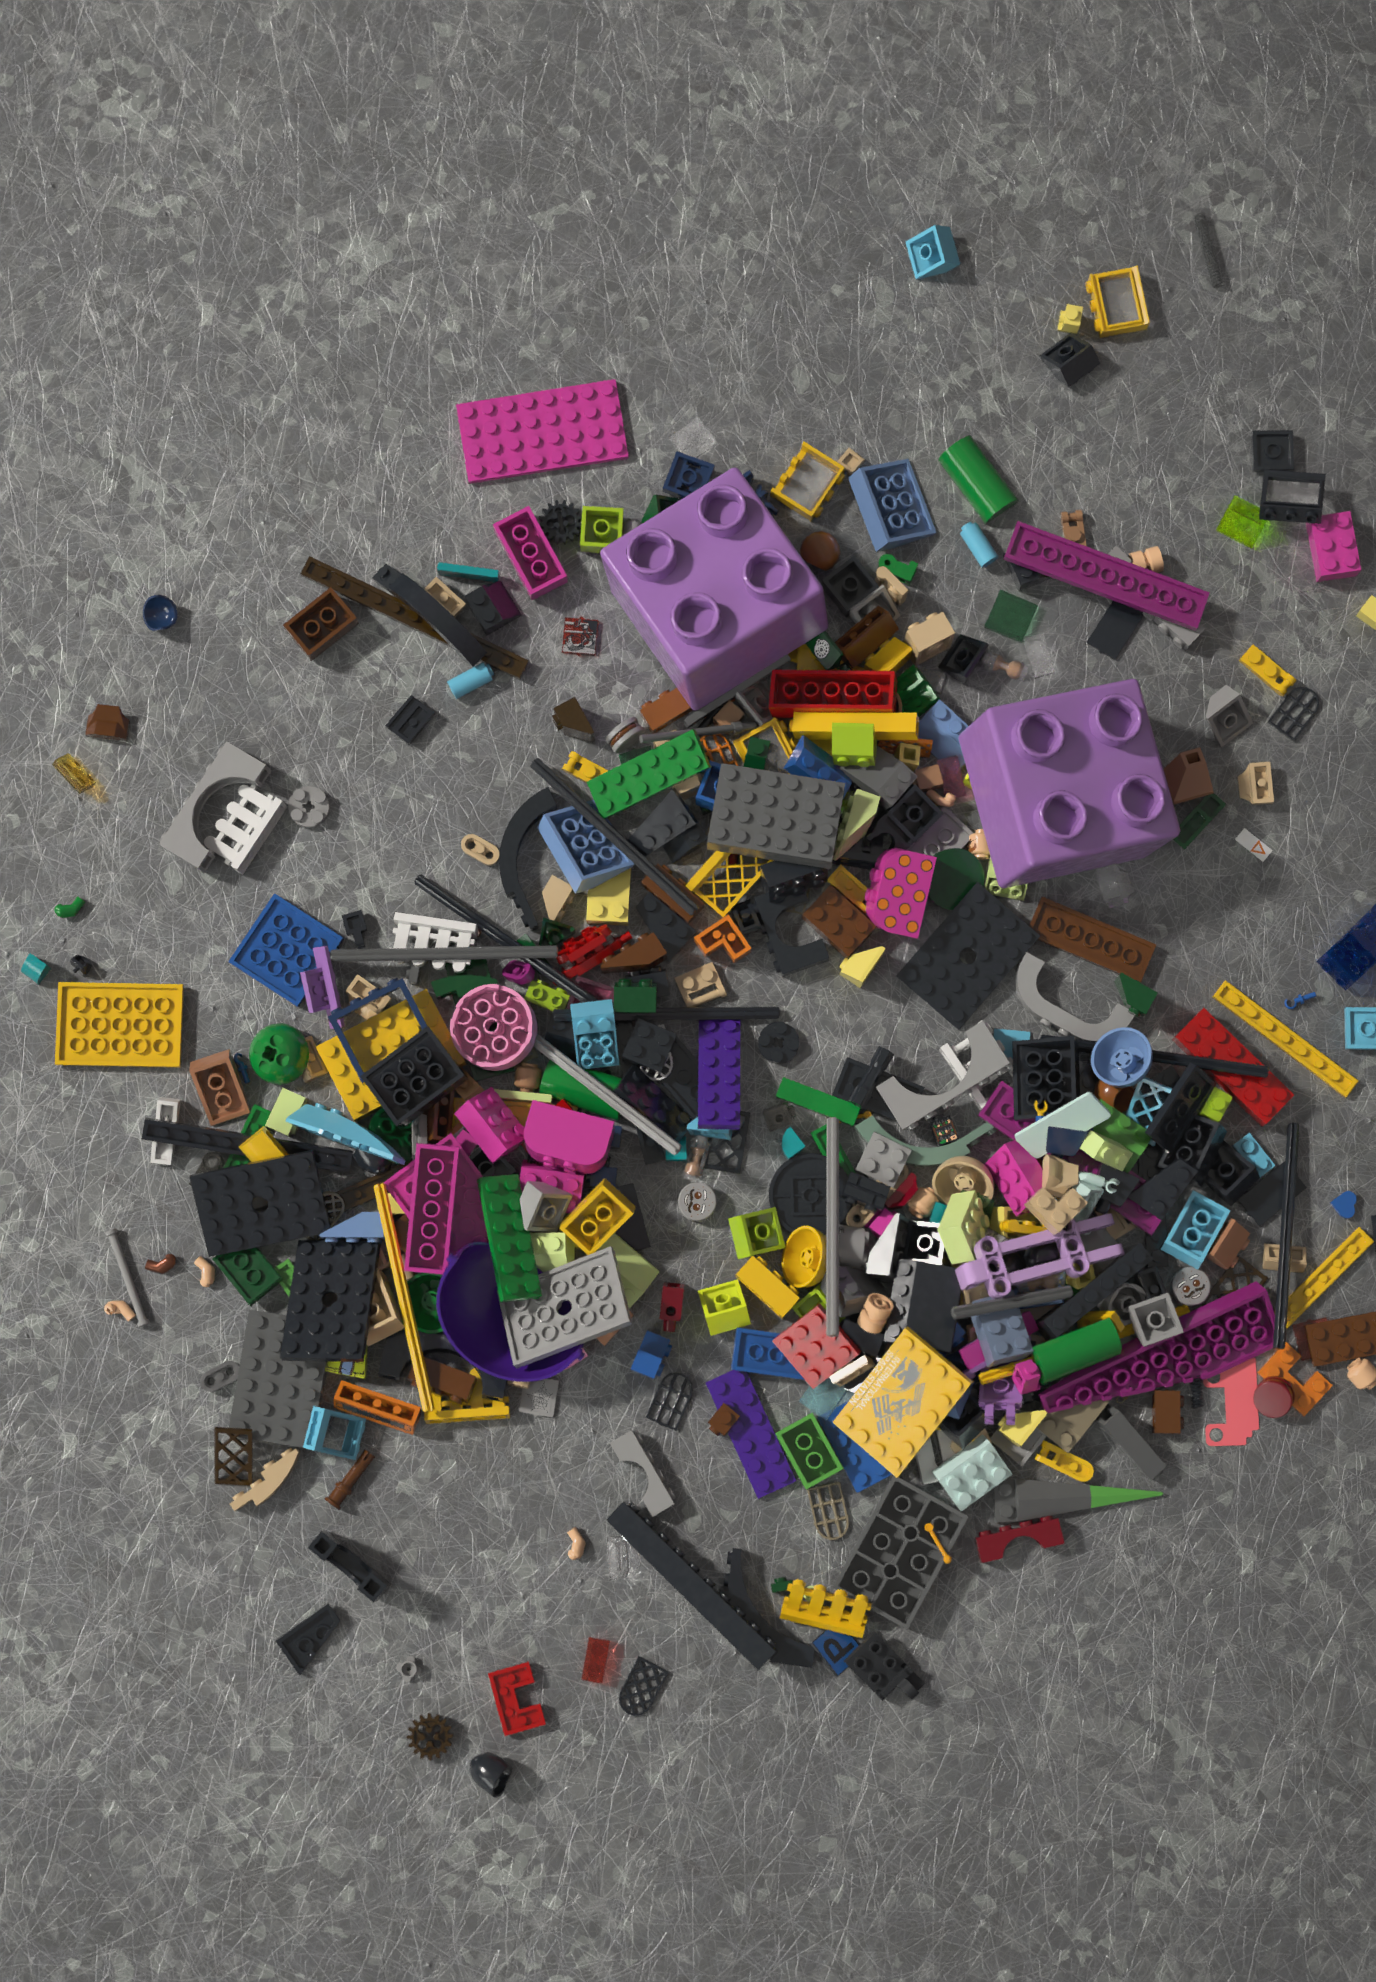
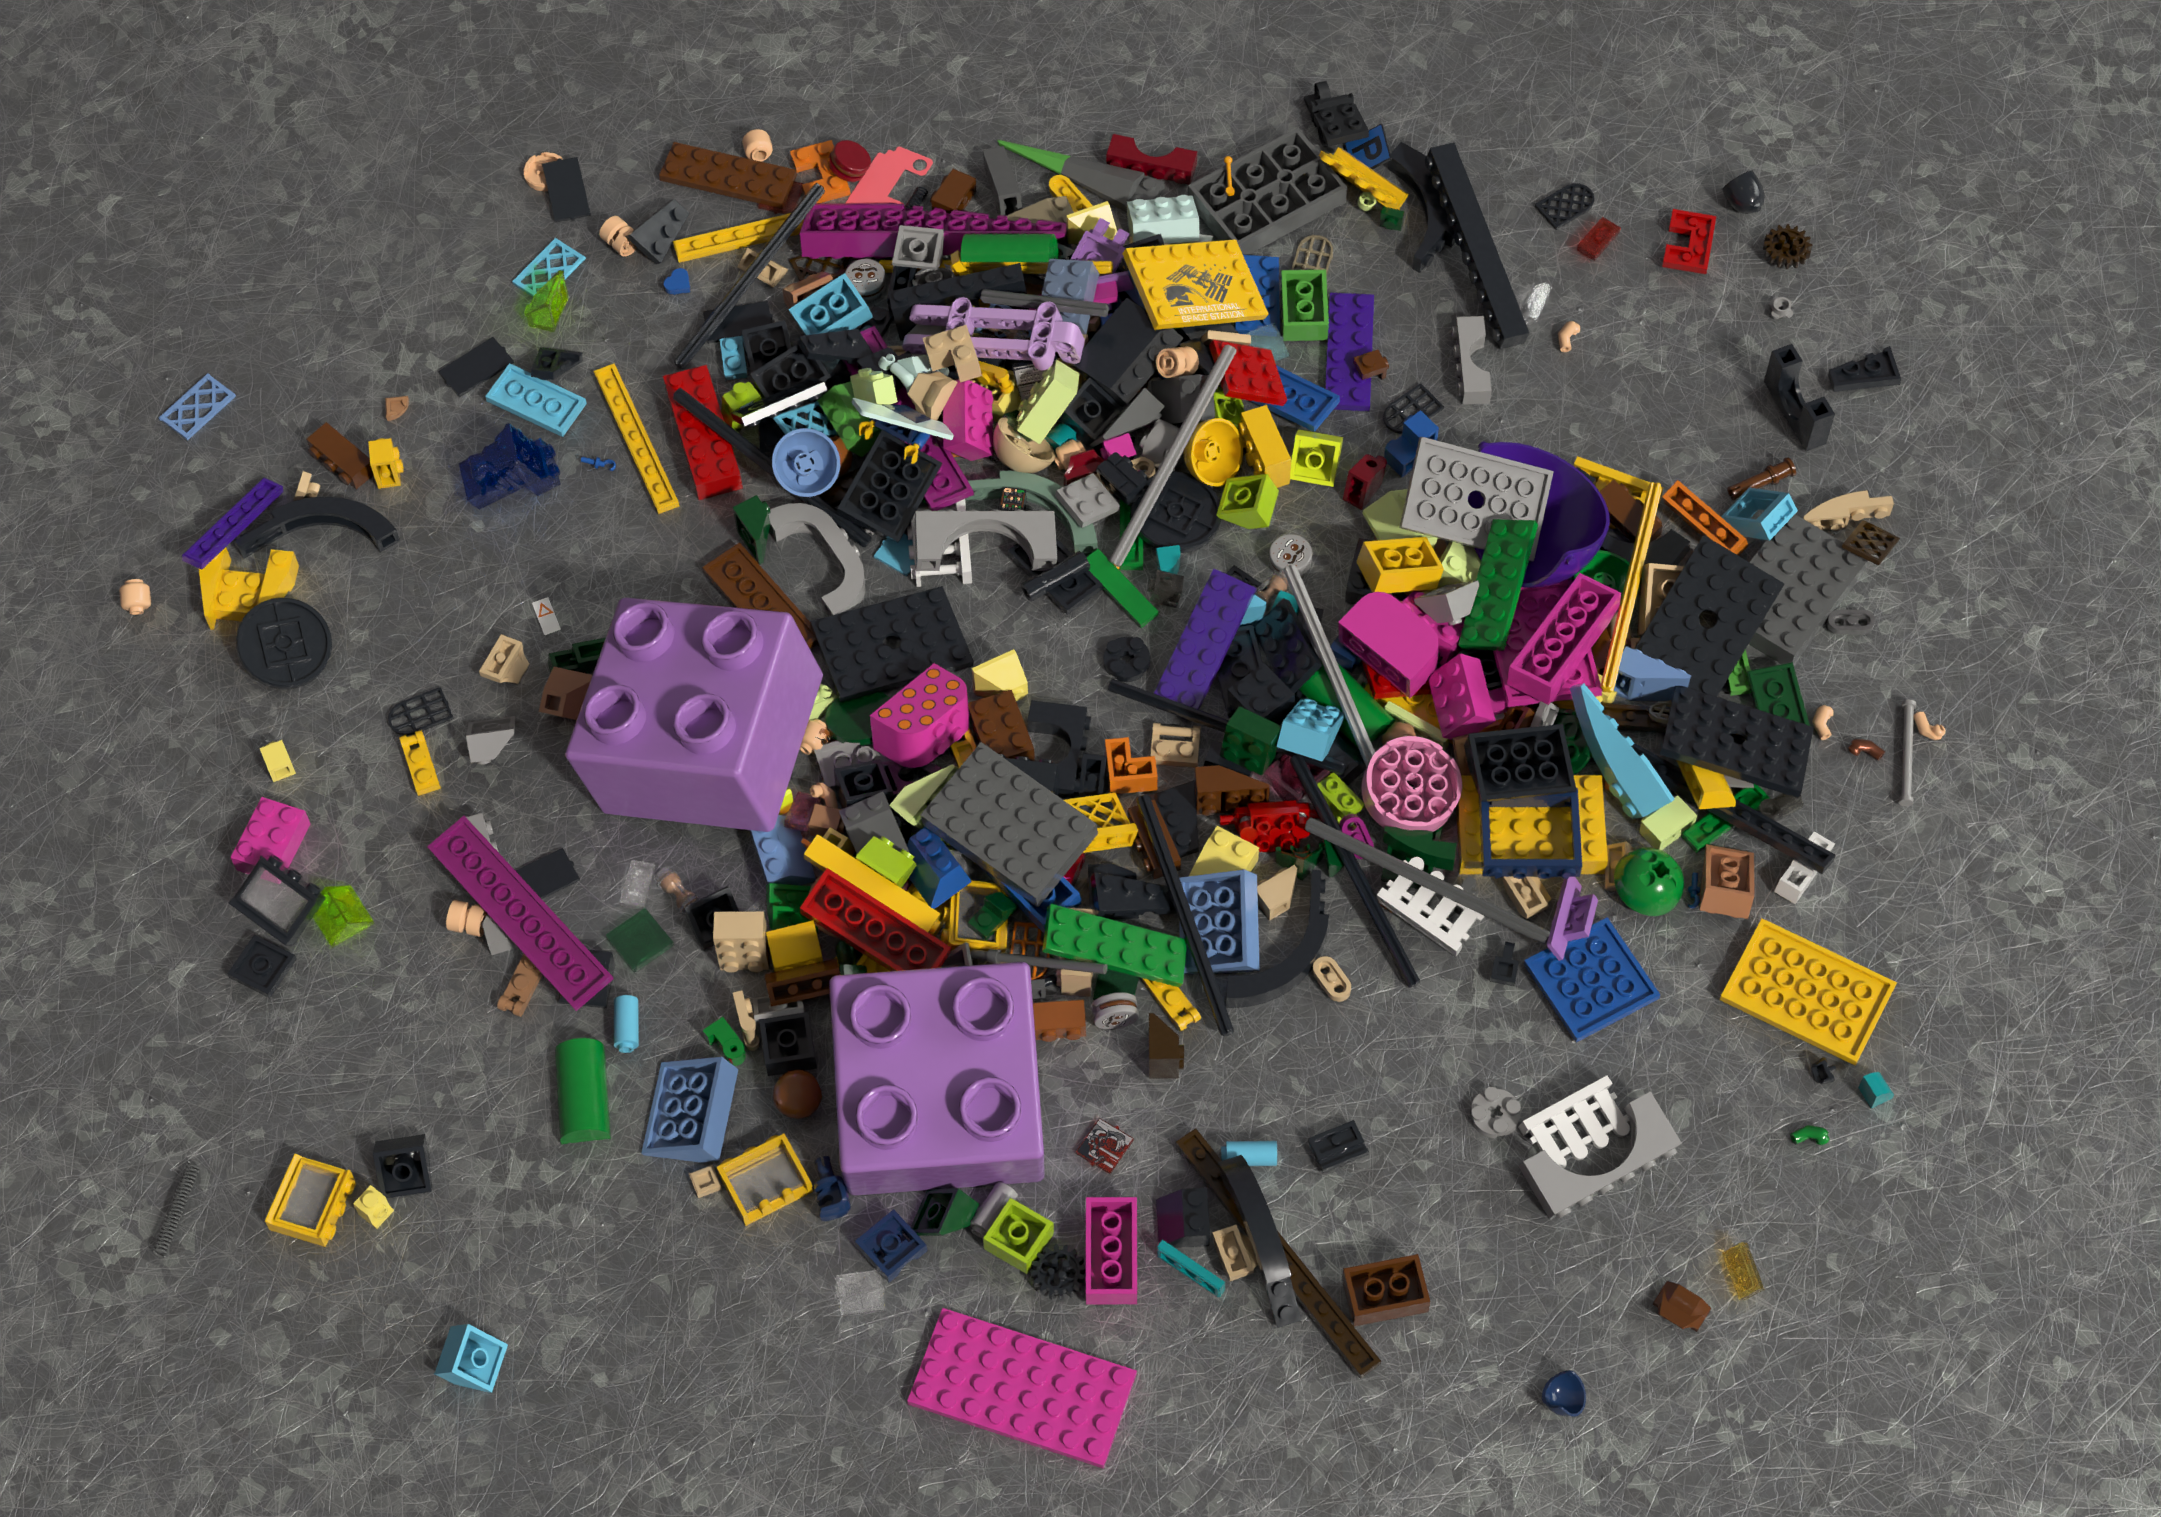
camera: 150 degrees left, 20 degrees down
(1029, 1373) = (1064, 247): dark pink brick -> none

